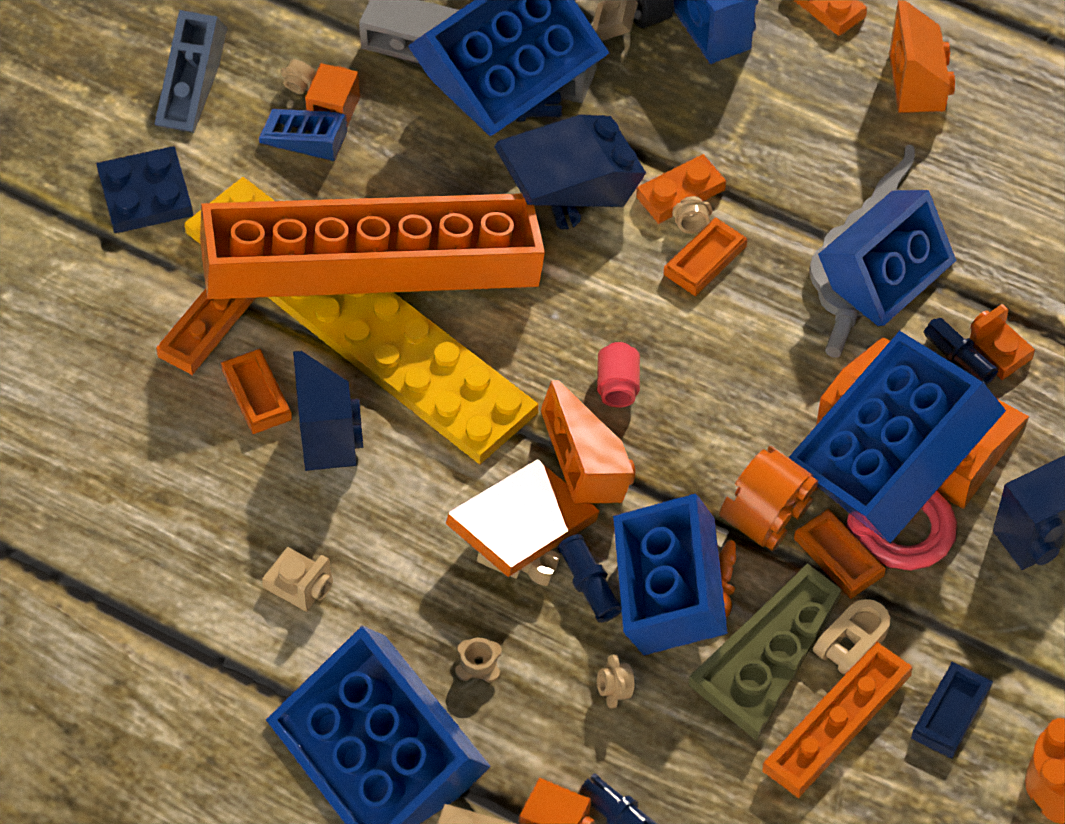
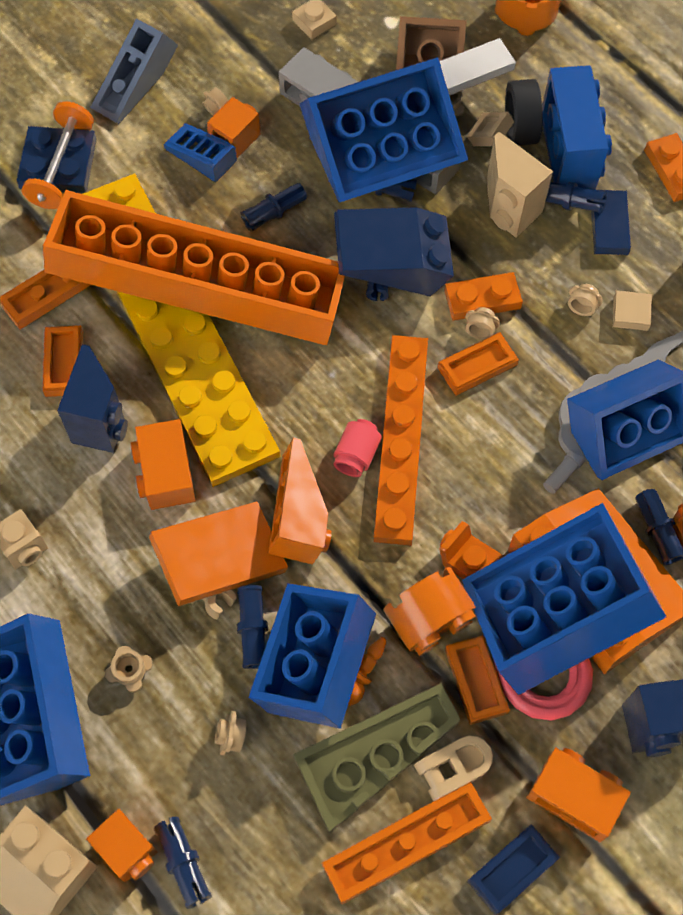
camera: 20 degrees right, 10 degrees up
(151, 224) = (43, 192): none -> orange axle
(413, 165) = (273, 206): none -> dark blue axle
(422, 454) = (164, 464): none -> orange brick
(660, 355) = (401, 441): none -> orange plate
(668, 64) = (515, 186): none -> tan slope
(729, 60) = (577, 197): none -> dark blue pin
(782, 75) = (611, 226): none -> dark blue tile
(782, 435) = (465, 552): none -> orange bracket
(789, 159) = (584, 299): none -> tan plate
(842, 155) = (632, 310): none -> tan tile
(986, 618) = (579, 793): none -> orange brick

